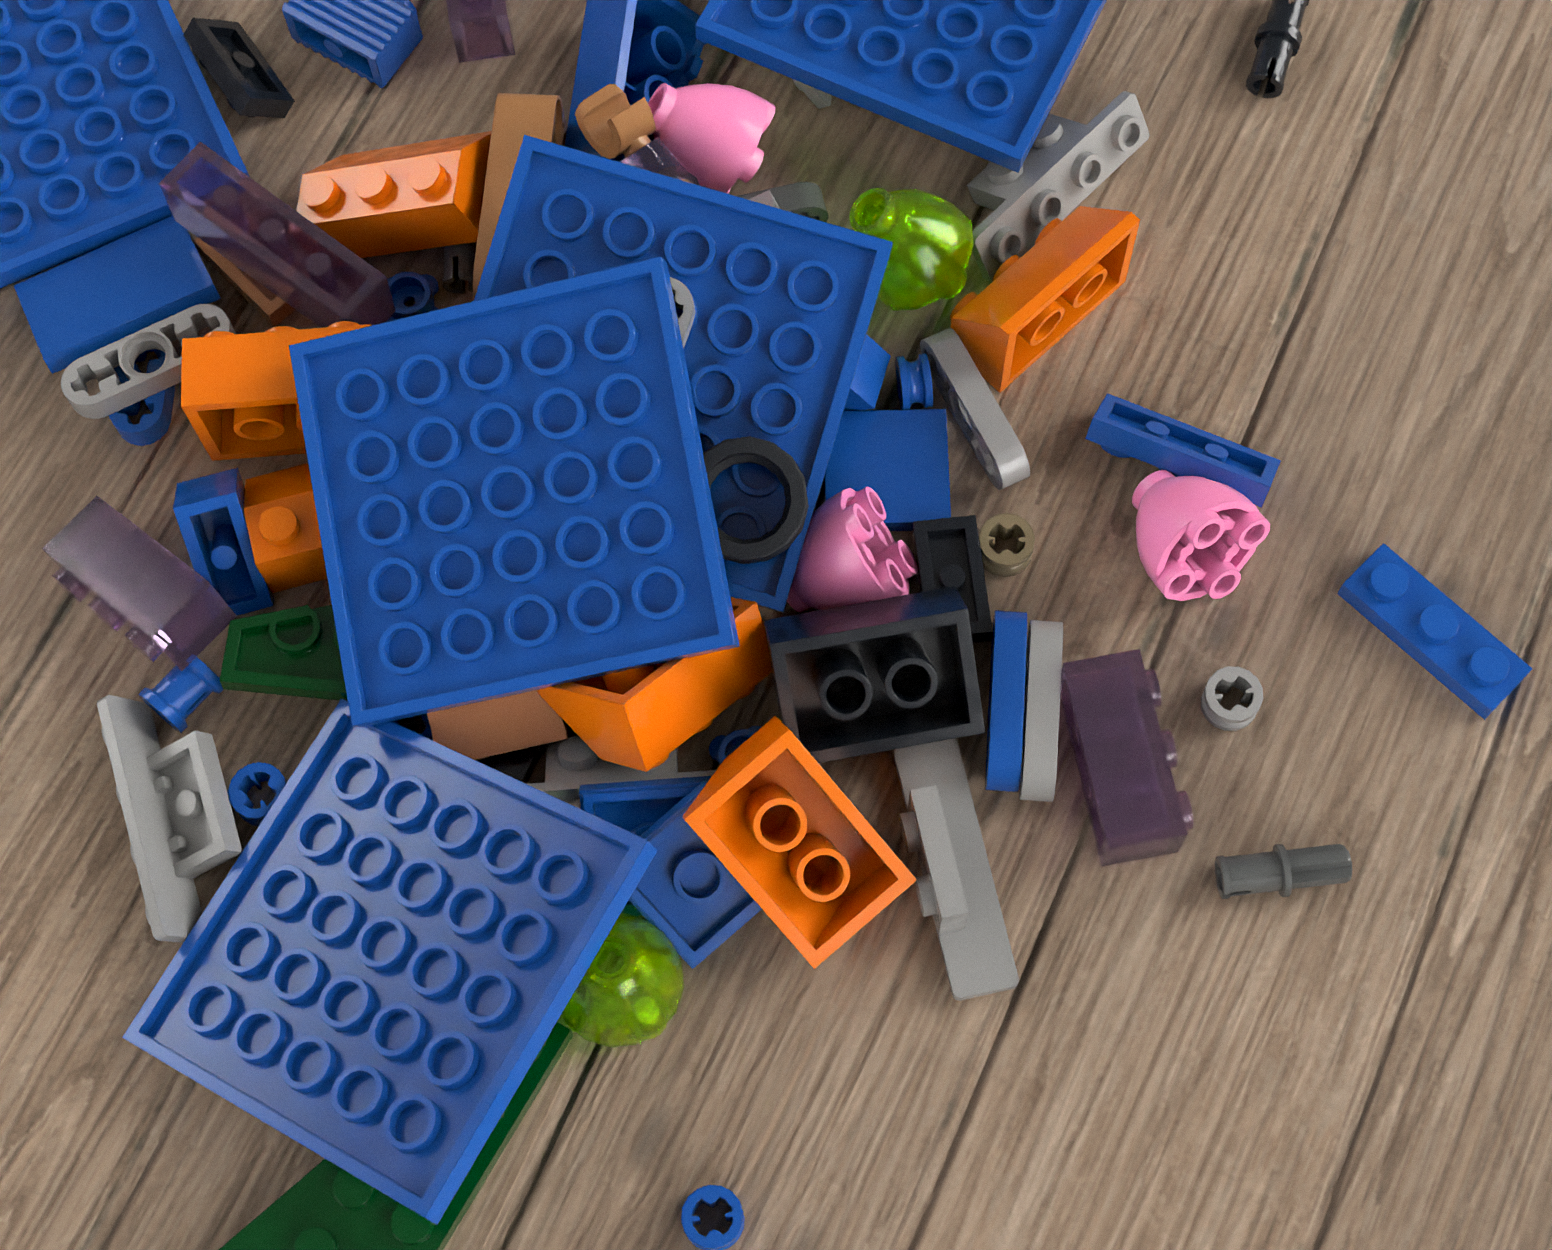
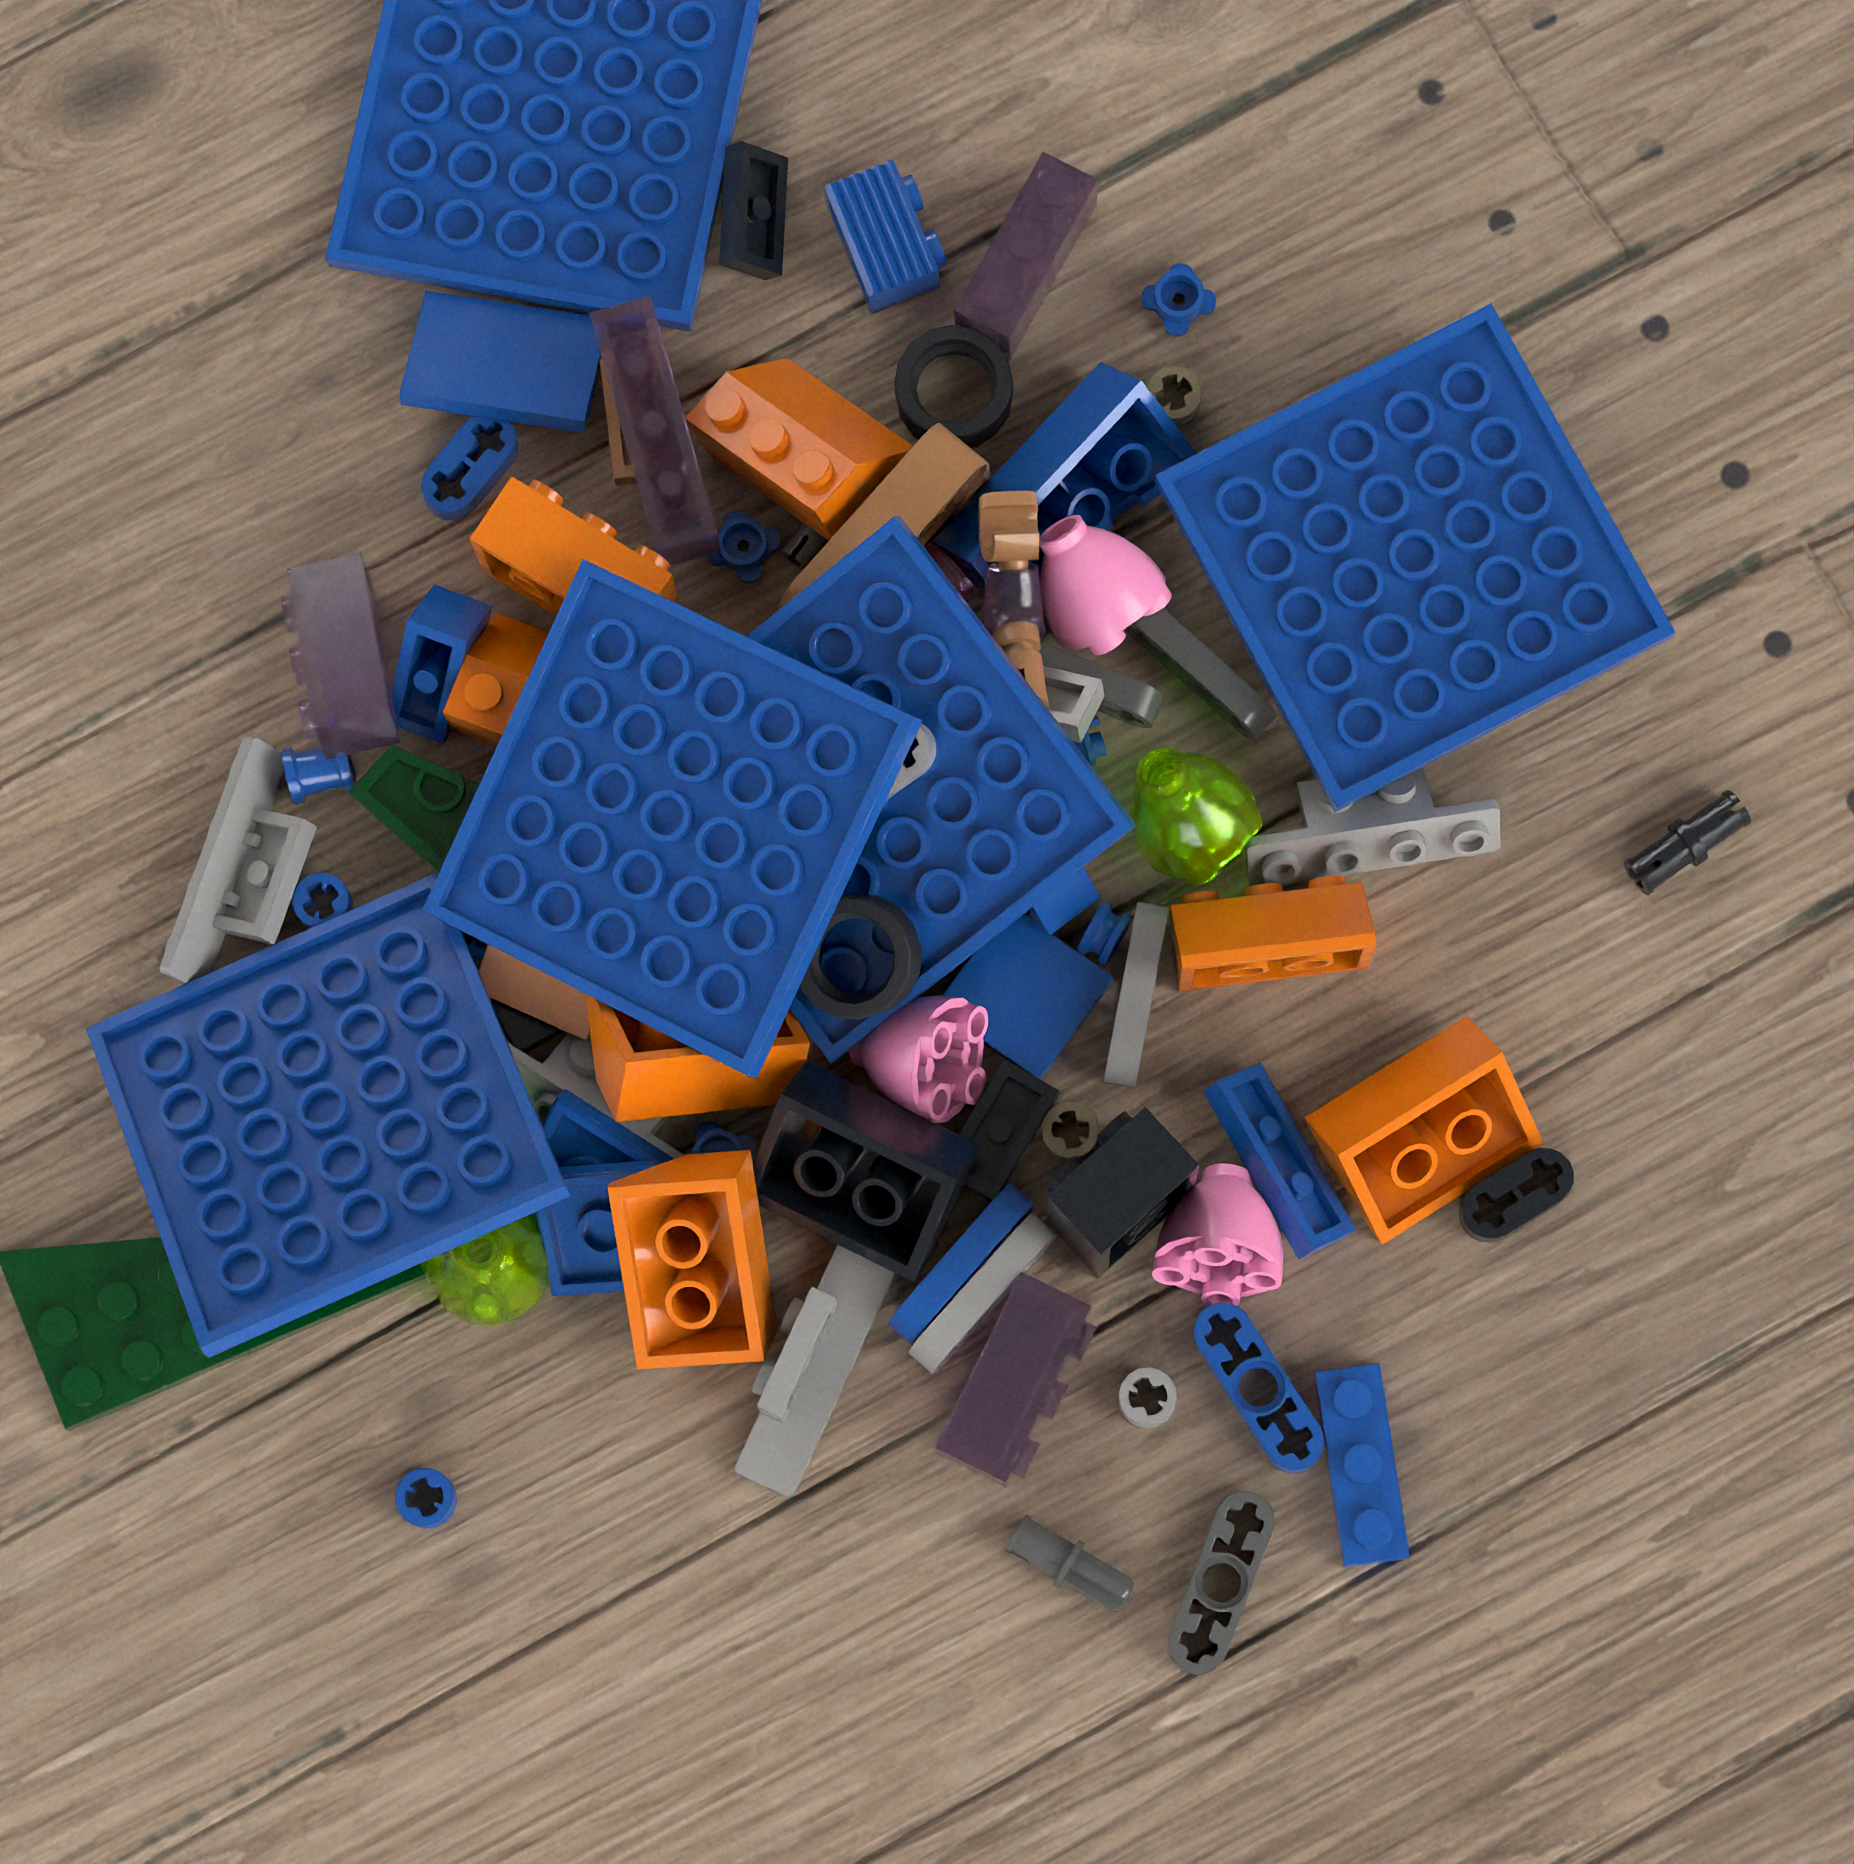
camera: 40 degrees right, 10 degrees up
(124, 352) = (438, 461): light grey beam -> none
(473, 55) = (959, 341): none -> black tyre
(836, 155) = (1203, 673): none -> dark grey beam
(1095, 535) = (1120, 1190): none -> black brick
(1269, 351) = (1425, 1129): none -> orange slope
(1346, 662) = (1219, 1355): none -> blue beam
(1384, 360) = (1508, 1182): none -> black beam
(1440, 837) = (1223, 1531): none -> dark grey beam

